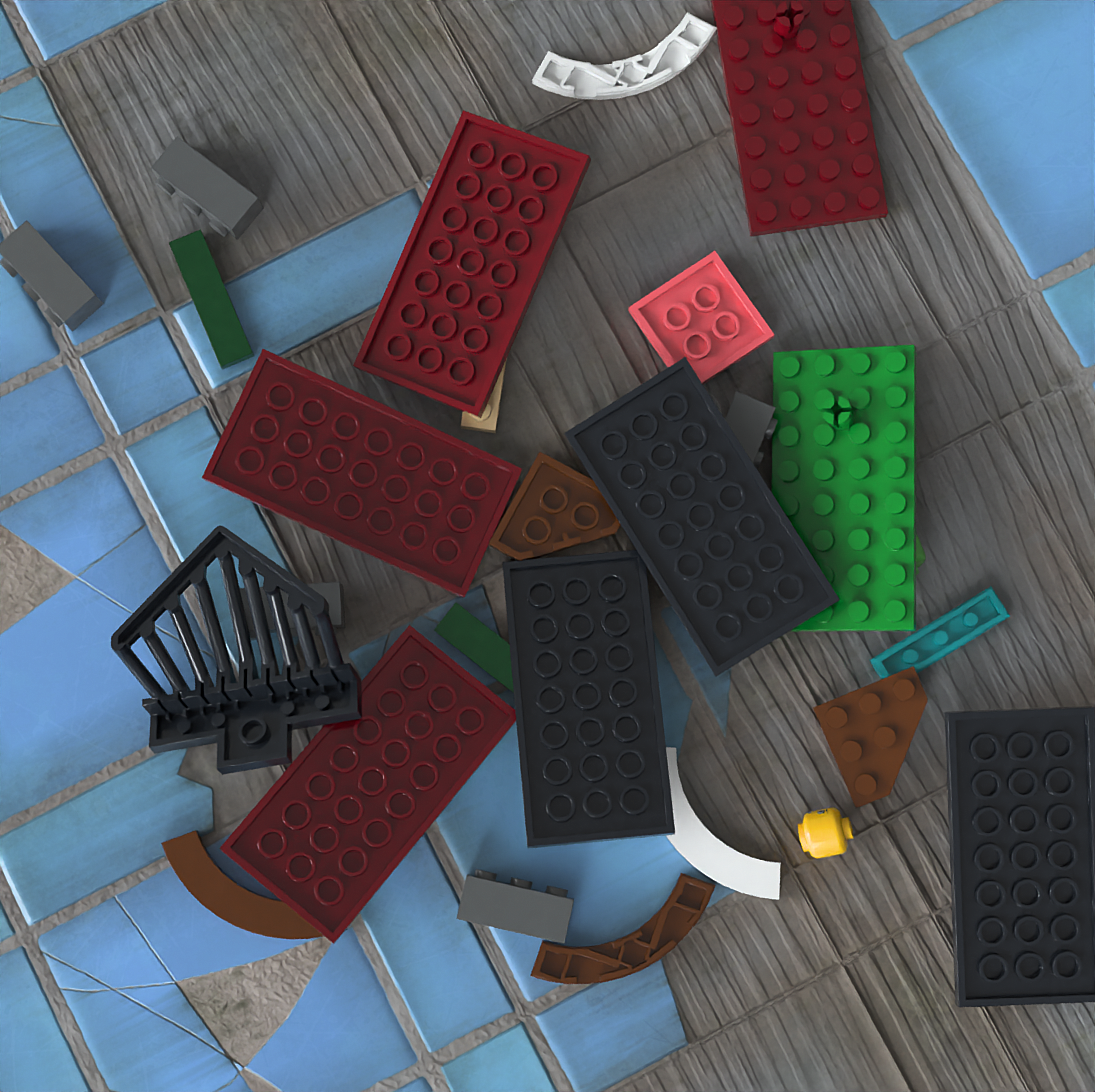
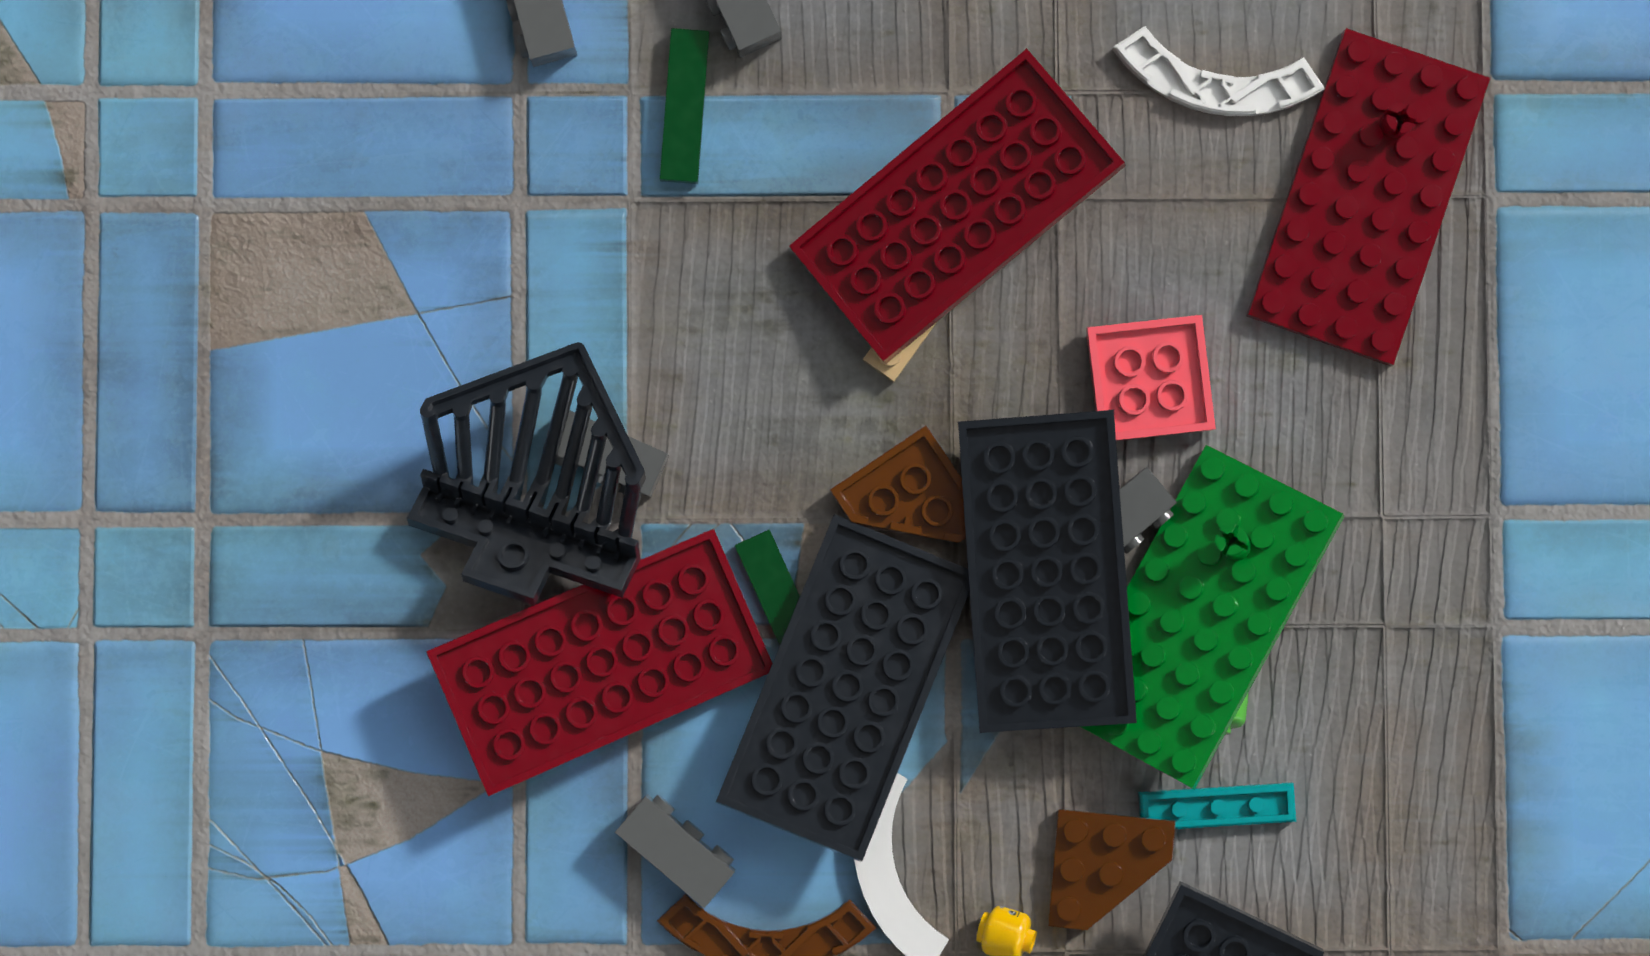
camera: 20 degrees right, 5 degrees up
(227, 898) = (410, 701): reddish brown tile -> none
(362, 473) = (743, 359): dark red plate -> none

